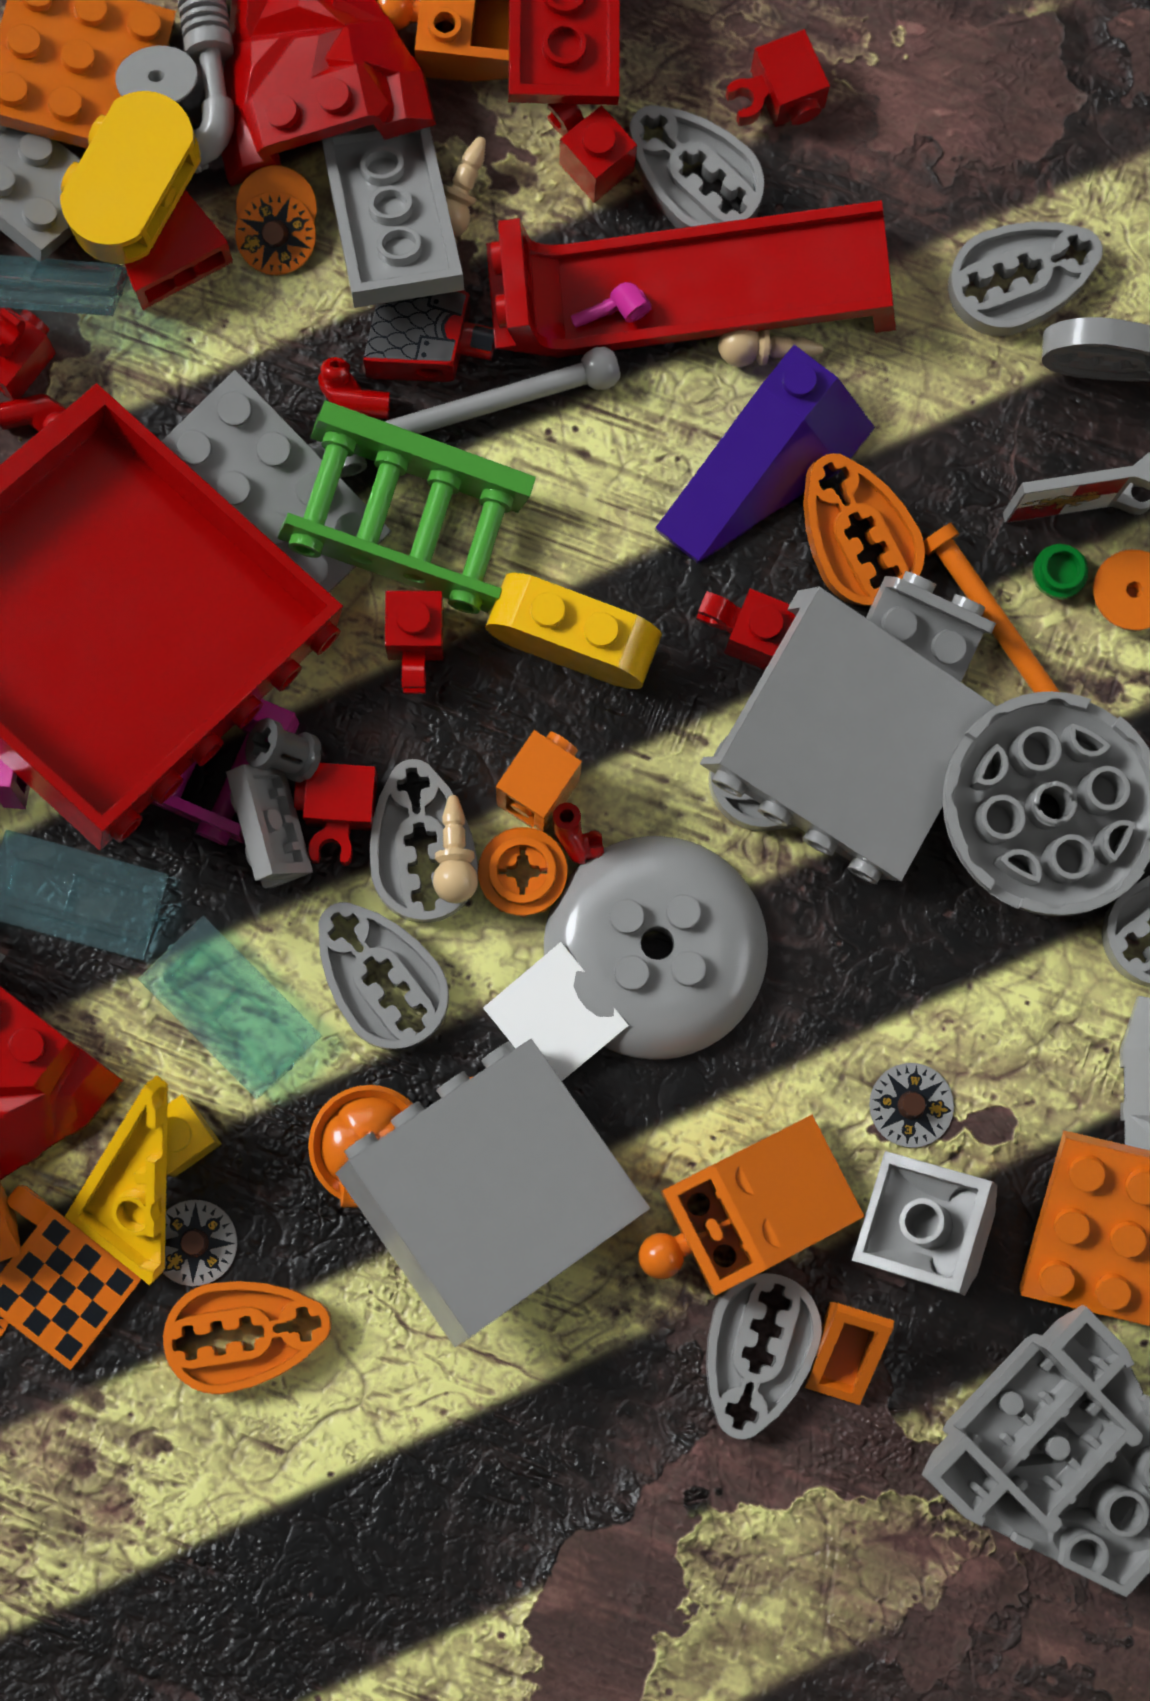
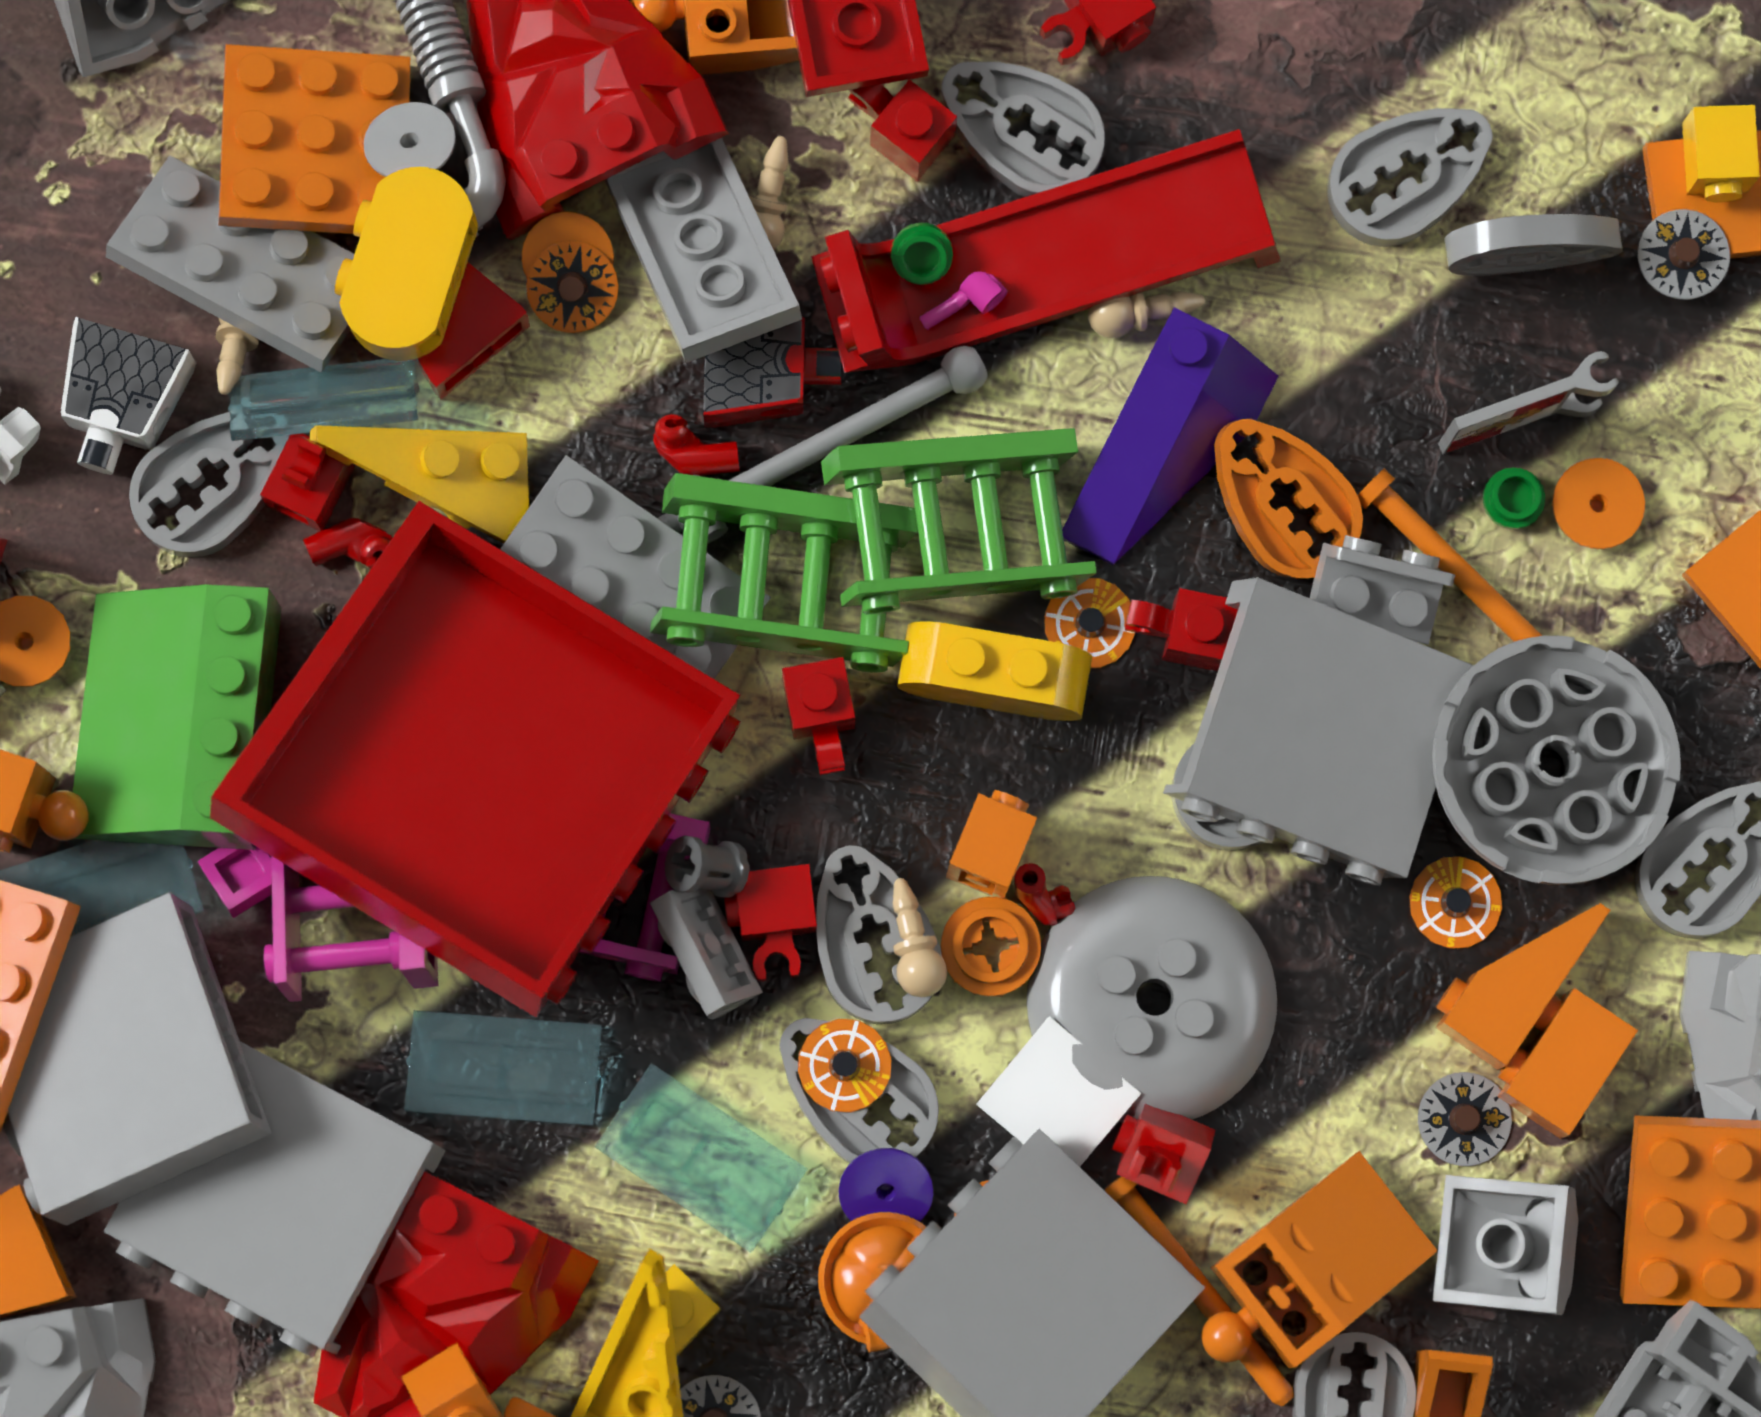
camera: 10 degrees left, 0 degrees up
(146, 373) = (466, 474): none -> yellow wing
(372, 950) = (844, 1065): none -> orange piece
(387, 1060) = (886, 1183): none -> dark purple piece
(583, 259) = (921, 253): none -> green plate
(597, 446) = (981, 463): none -> bright green fence
(637, 1080) = (1163, 1151): none -> red brick
(651, 1220) = (1209, 1300): none -> orange bar
(671, 604) = (1091, 621): none -> orange piece
(940, 913) = (1455, 902): none -> orange piece
(974, 1001) = (1506, 998): none -> orange slope
(1010, 1071) = (1565, 1062): none -> orange brick

